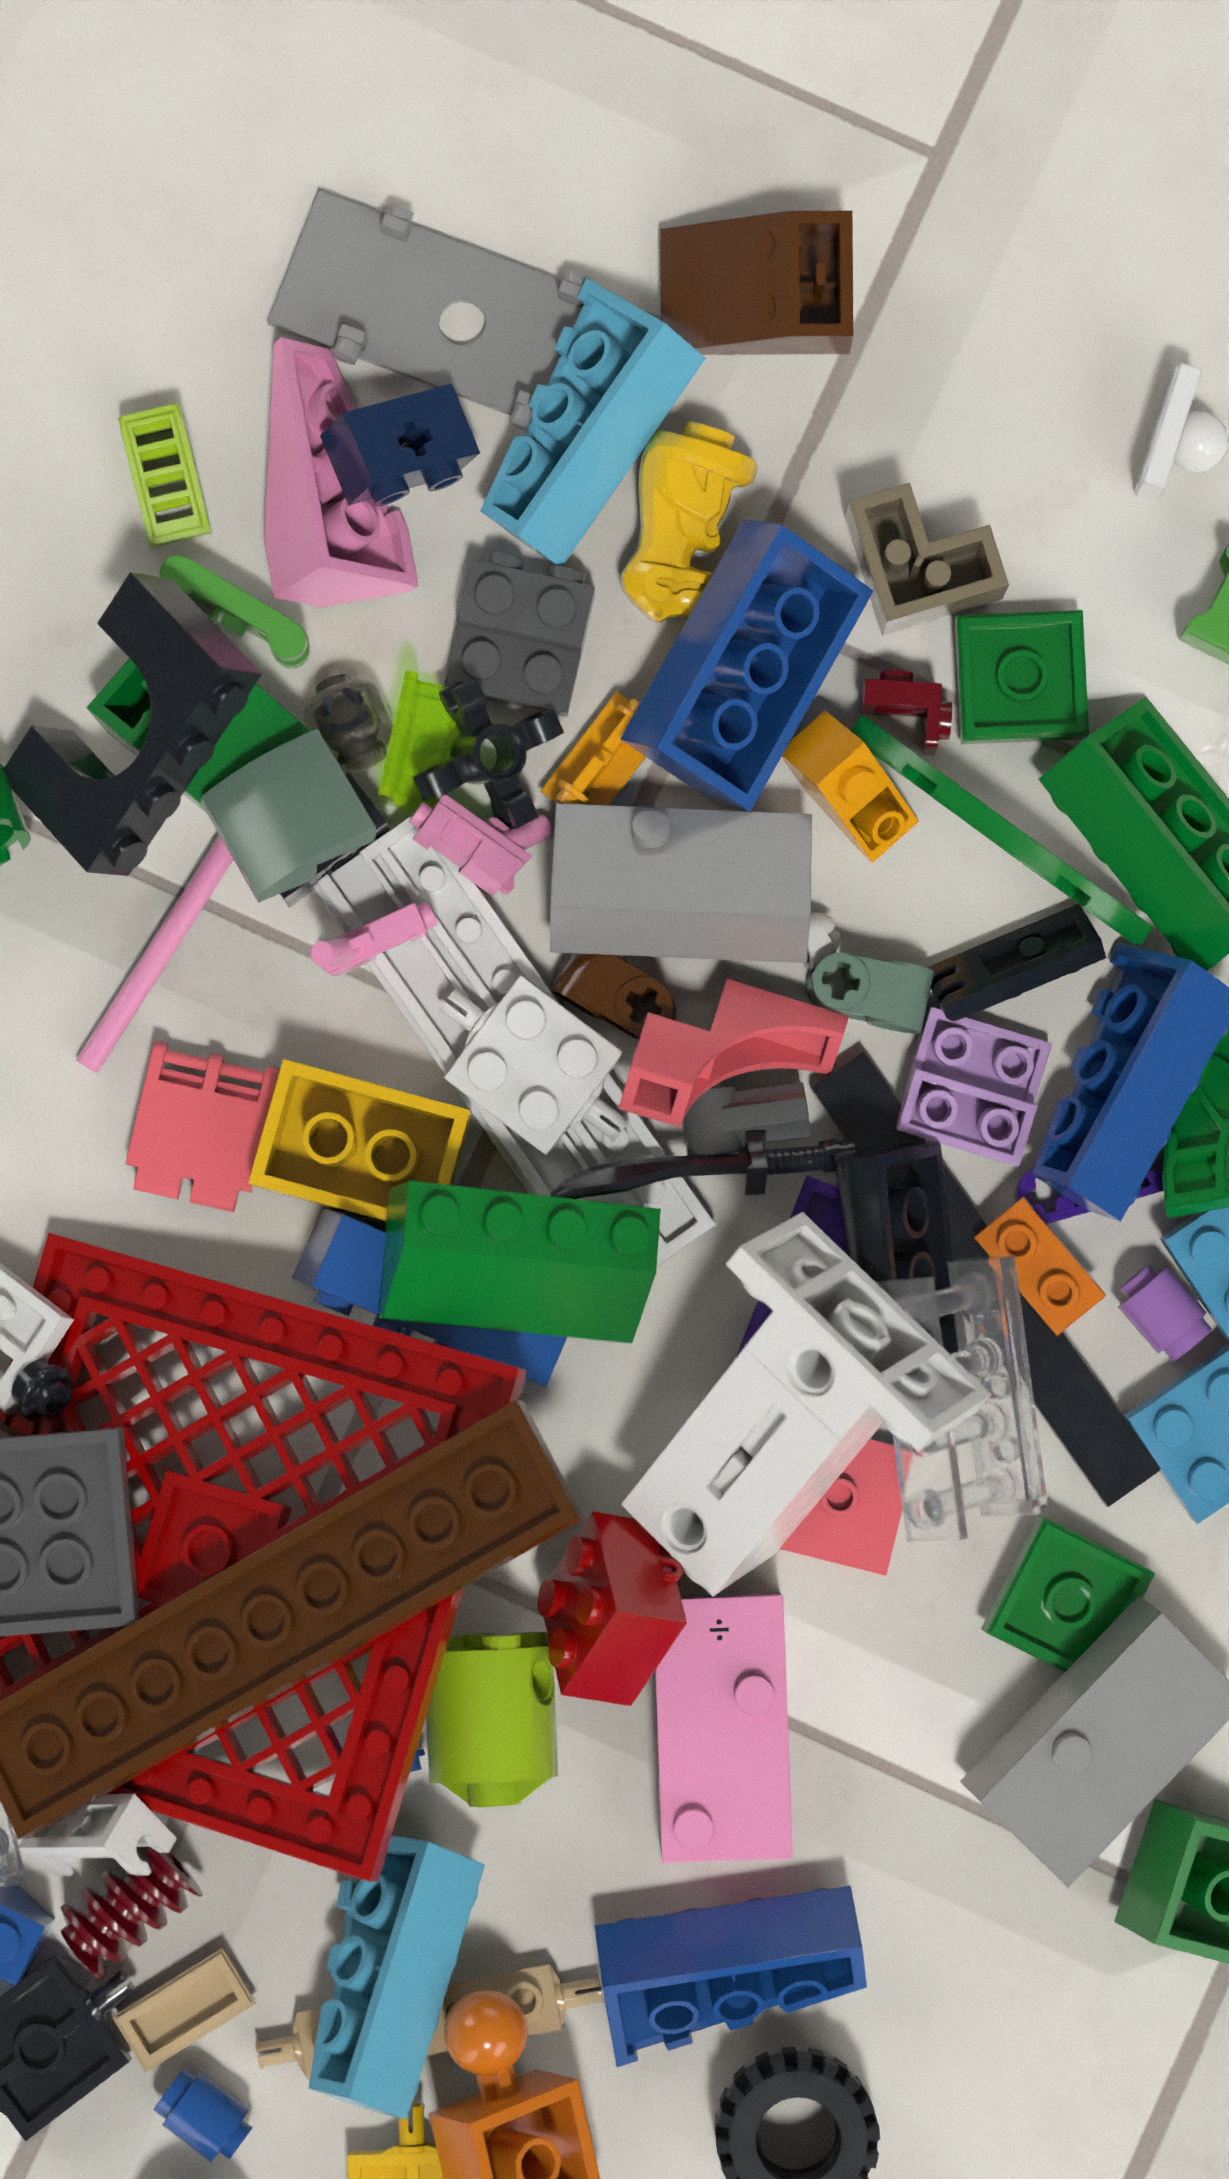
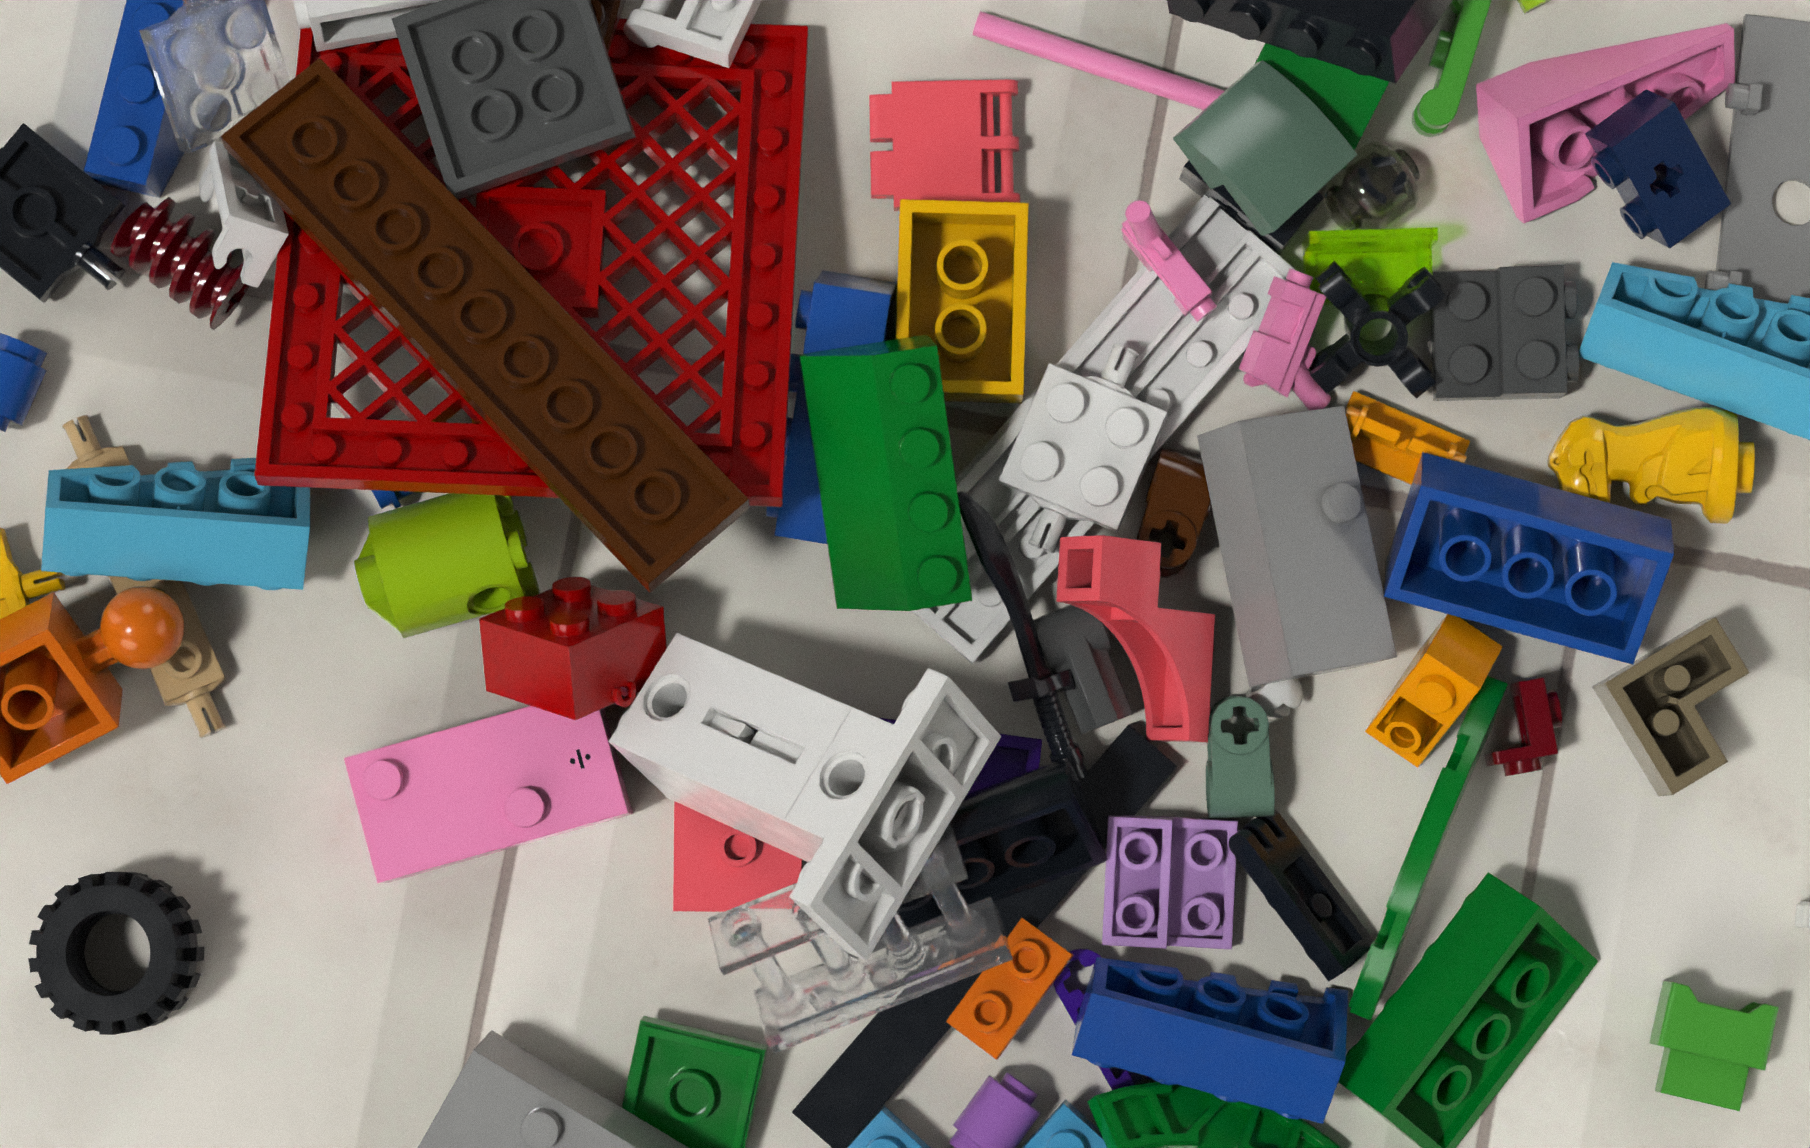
camera: 80 degrees right, 0 degrees up
(42, 1390) = (654, 54): black plate -> none
(184, 2010) = (101, 340): tan tile -> none
(725, 1965) = (261, 844): blue wedge -> none
(1021, 677) = (1585, 833): green plate -> none

